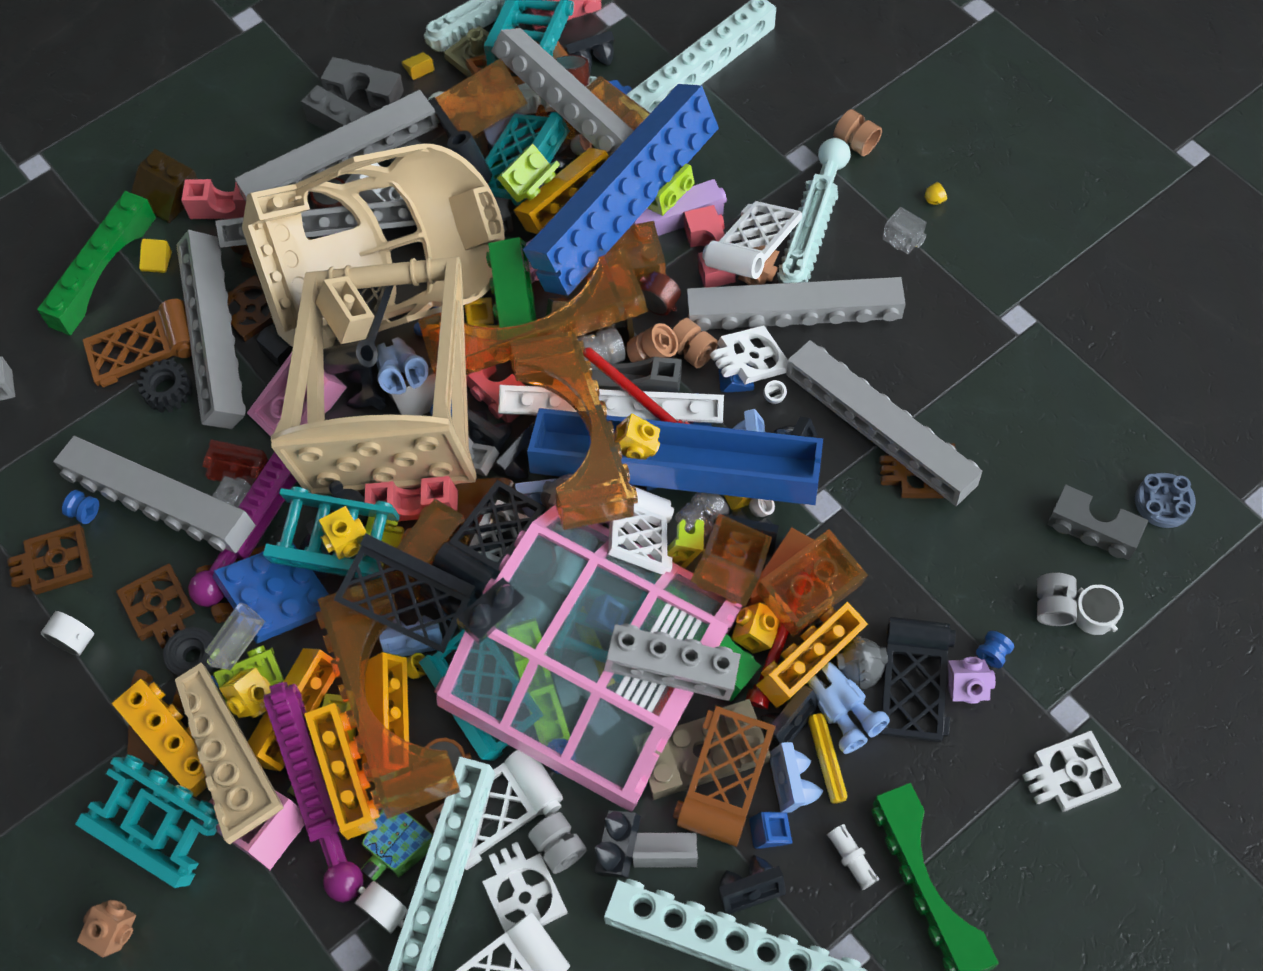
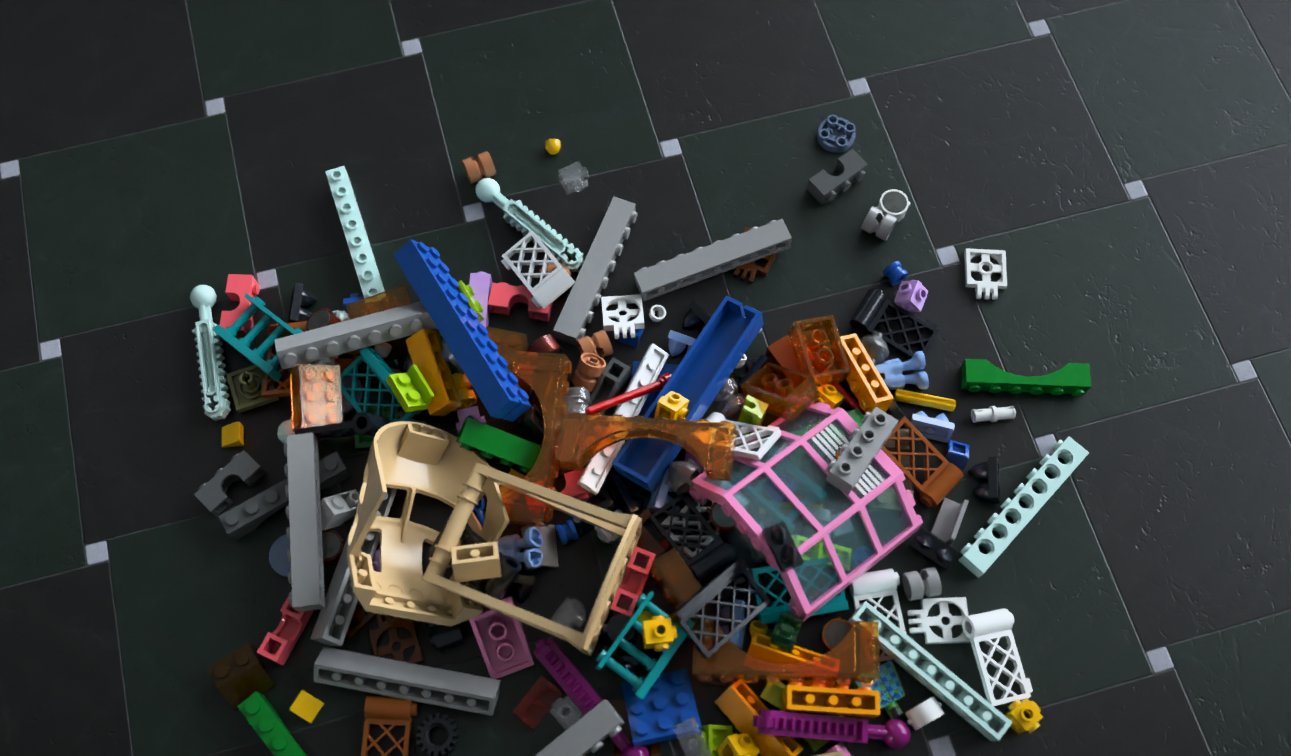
camera: 70 degrees left, 5 degrees up
(410, 685) = (786, 631): none -> clear green brick

